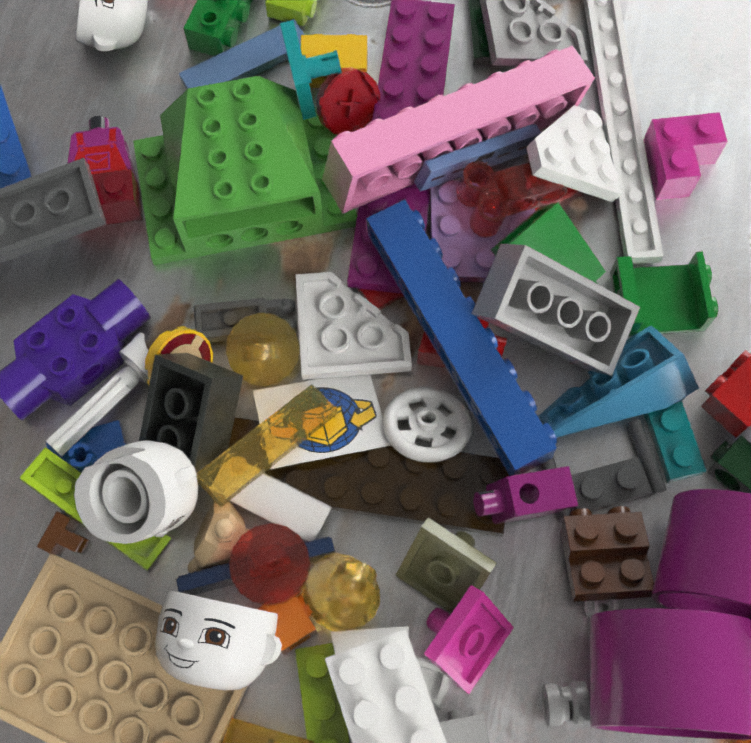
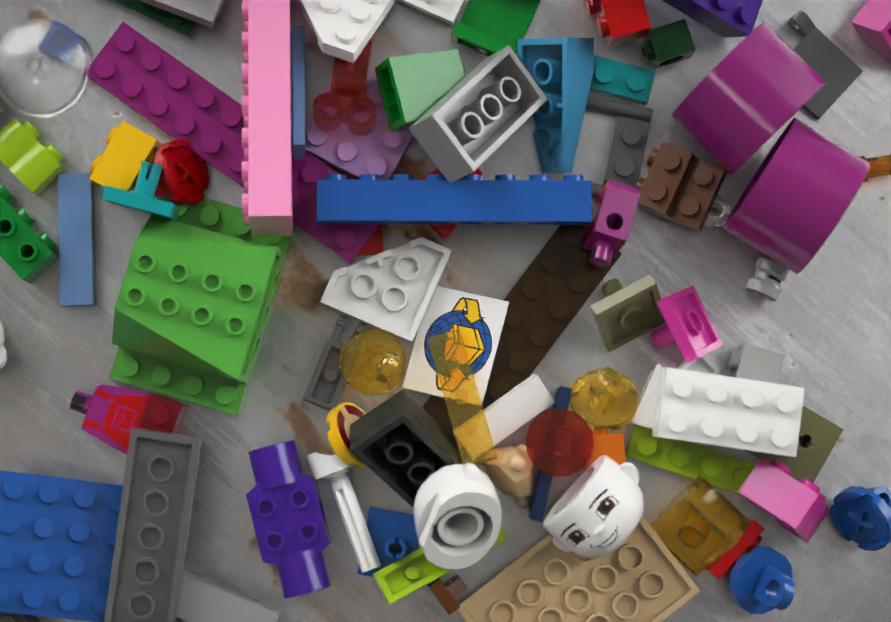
camera: 60 degrees left, 15 degrees up
(432, 398) = (511, 289): white plate -> none

